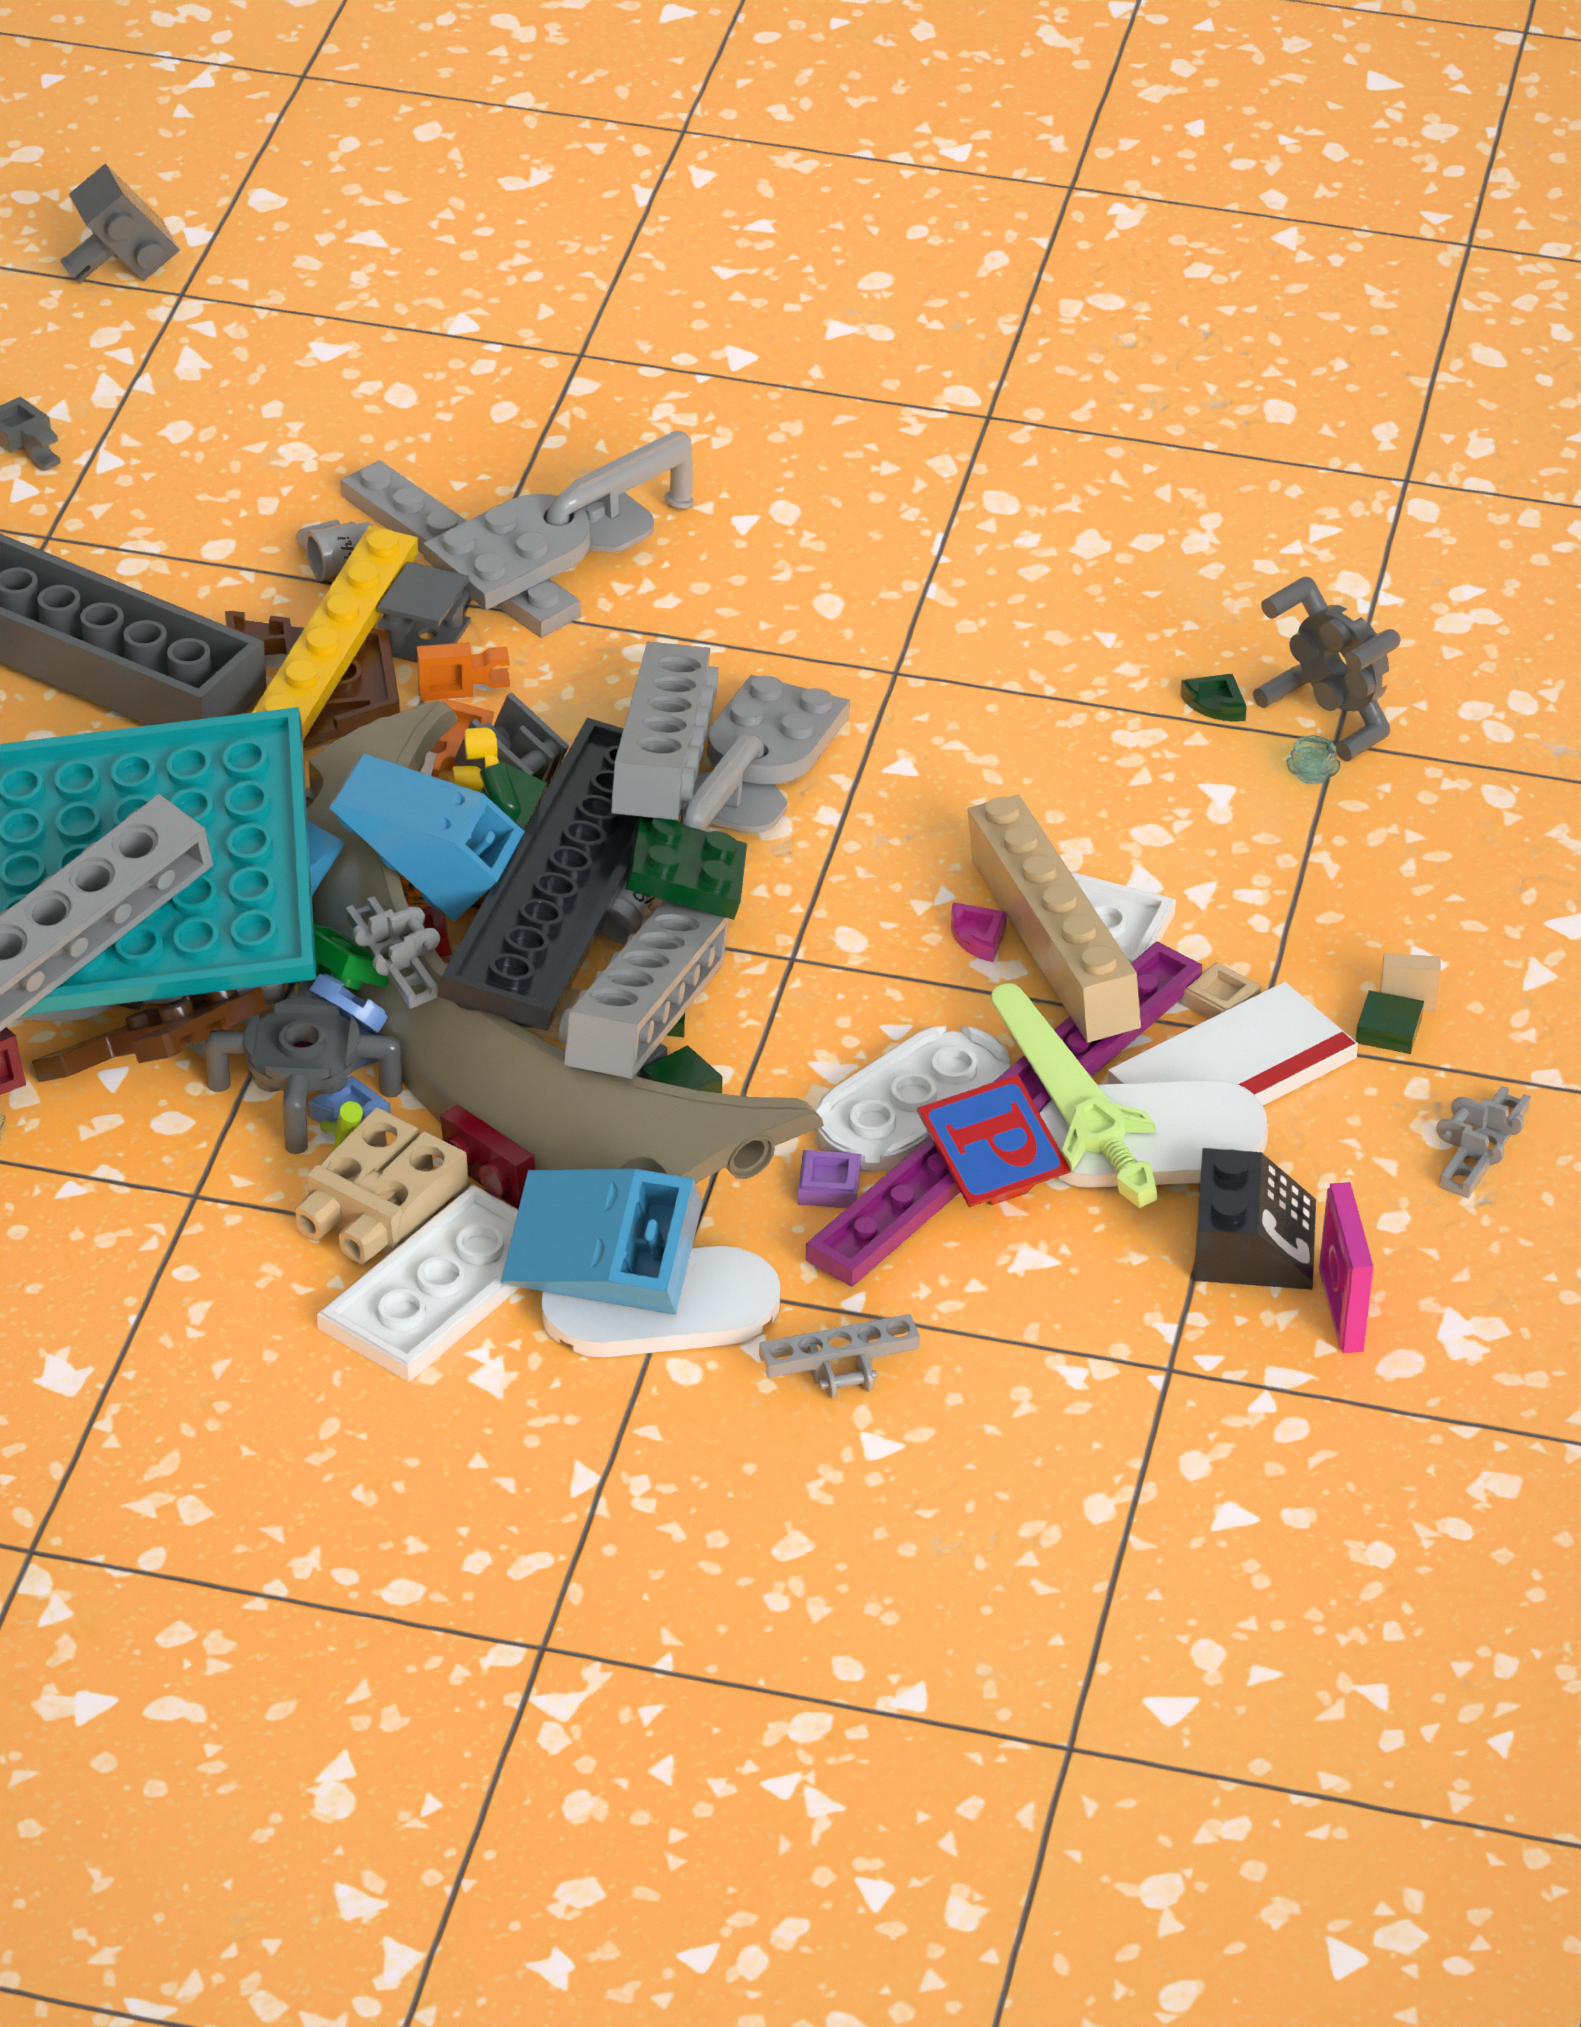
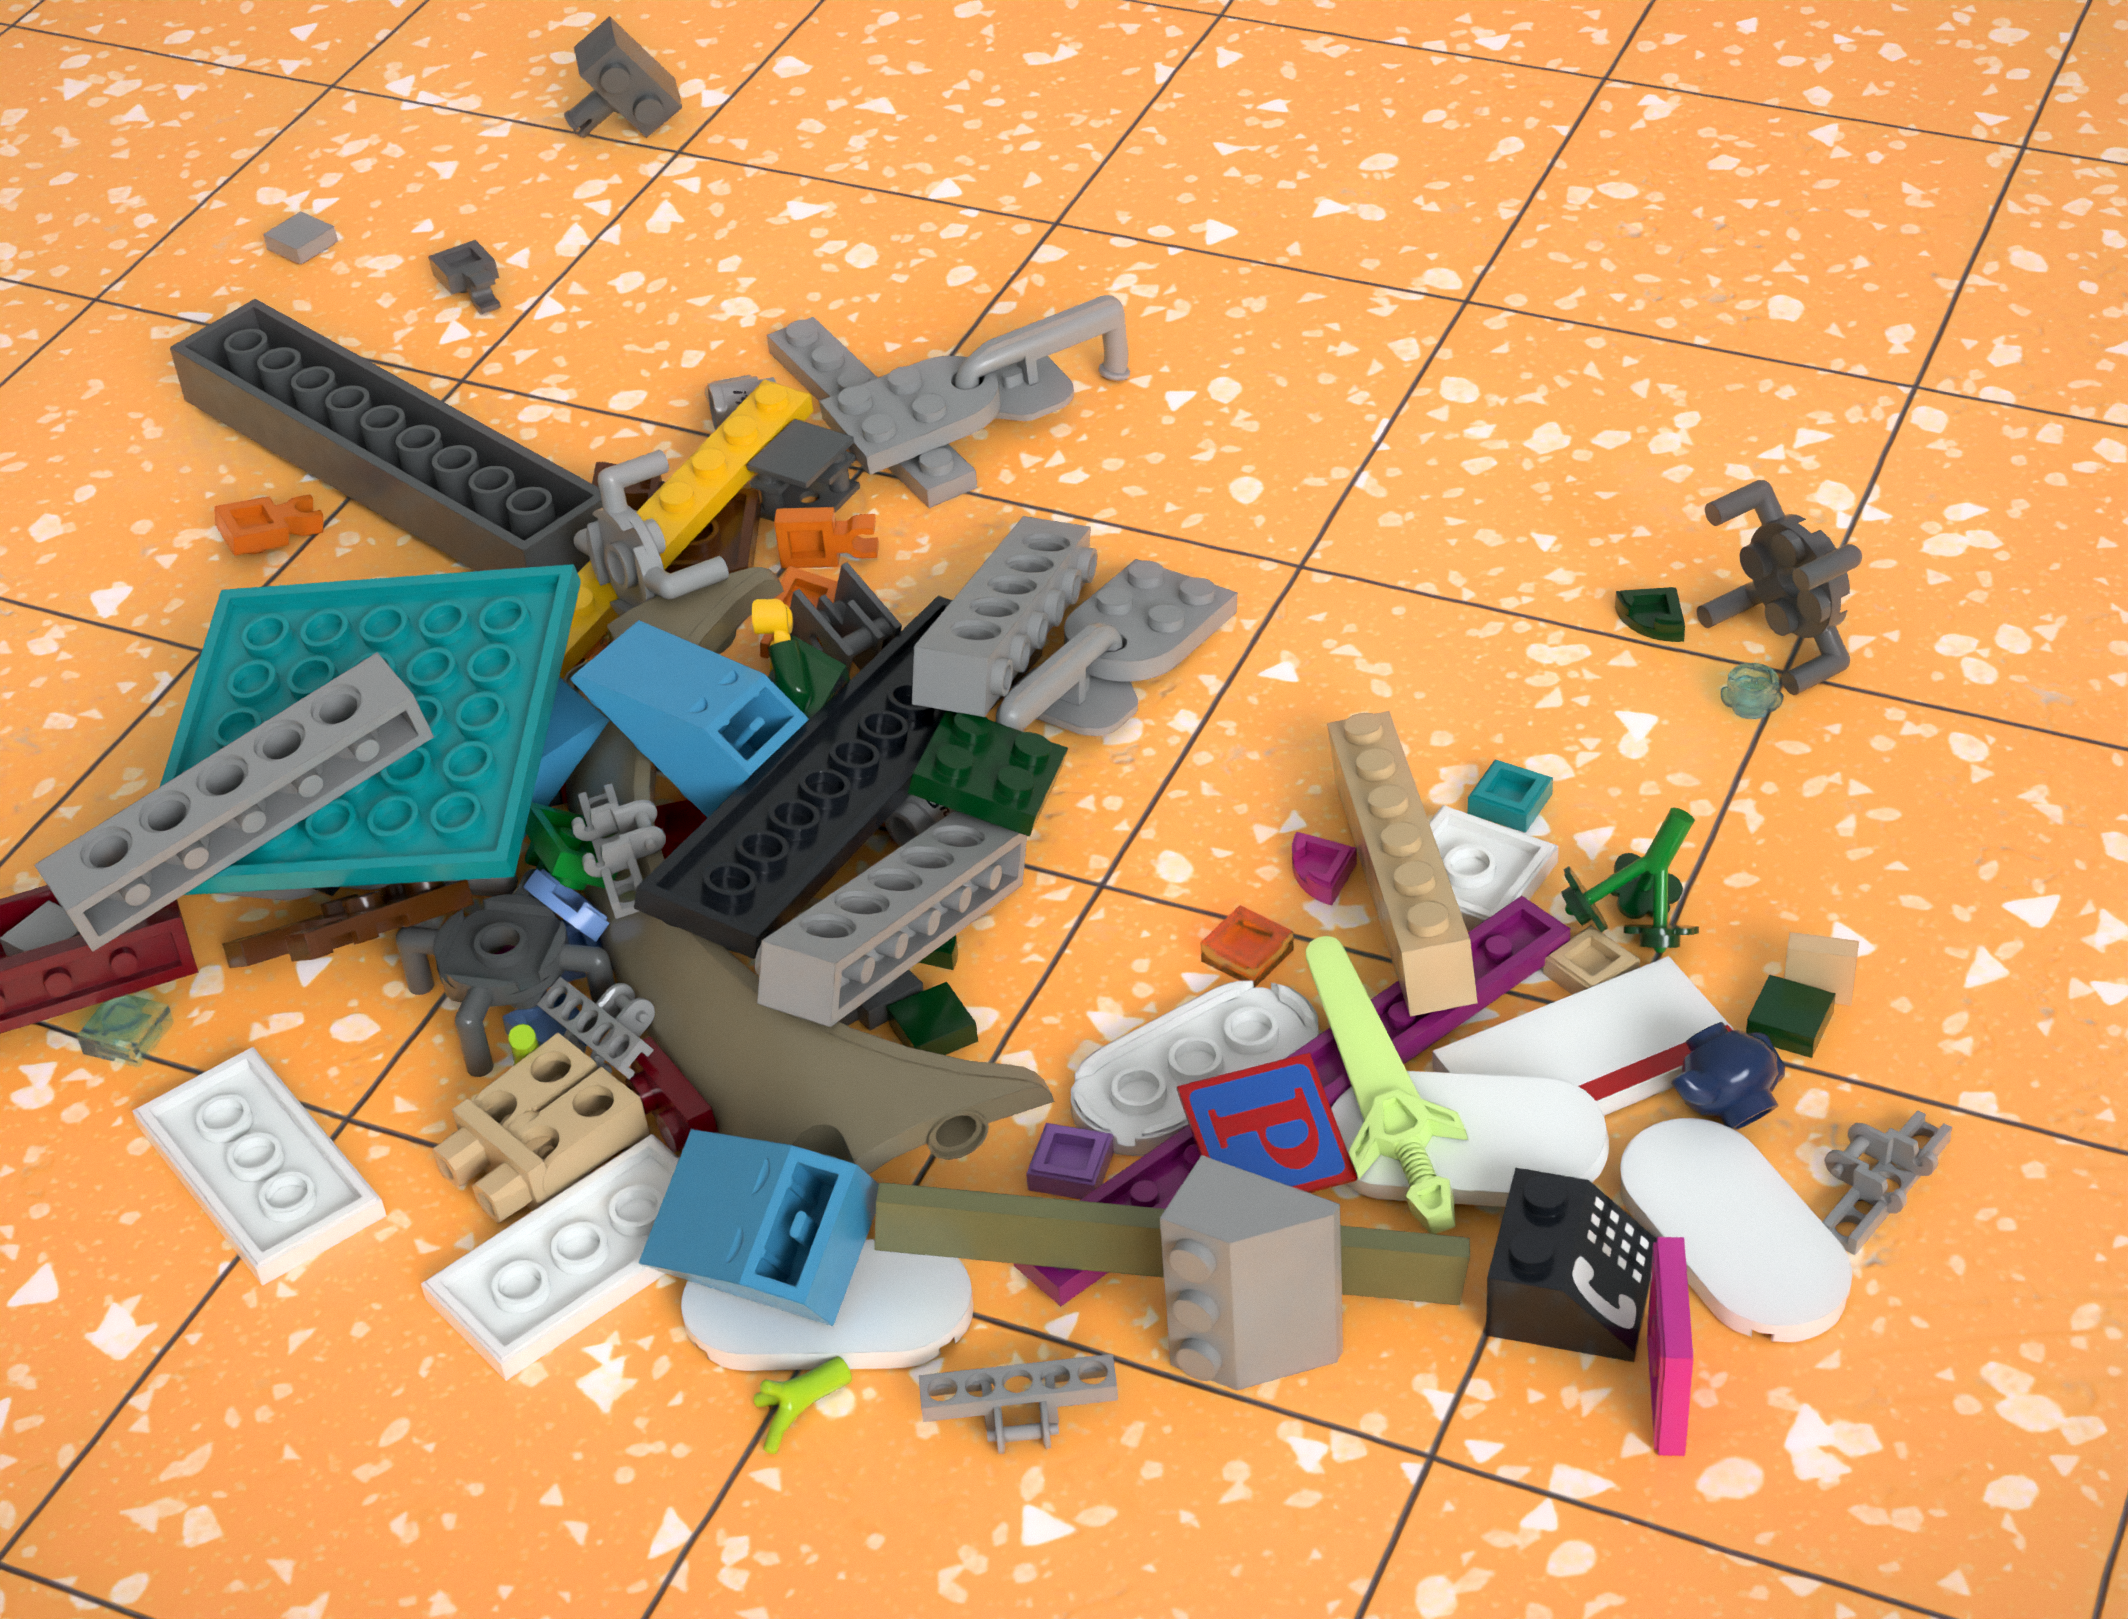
camera: 15 degrees right, 0 degrees up
(134, 1236) = (259, 1165): none -> white tile
(322, 688) = (628, 549): none -> light grey plate
(408, 1093) = (614, 1011): none -> light grey piece
(658, 1369) = (797, 1394): none -> lime bar
(932, 998) = (1247, 946): none -> clear orange tile
(937, 1227) = (1129, 1240): none -> olive tile
(1018, 1243) = (1250, 1277): none -> light grey slope
(1125, 860) = (1510, 795): none -> teal tile
(1253, 927) = (1641, 888): none -> plant
(1353, 1069) = (1730, 1075): none -> dark blue piece
(1400, 1196) = (1747, 1234): none -> white tile

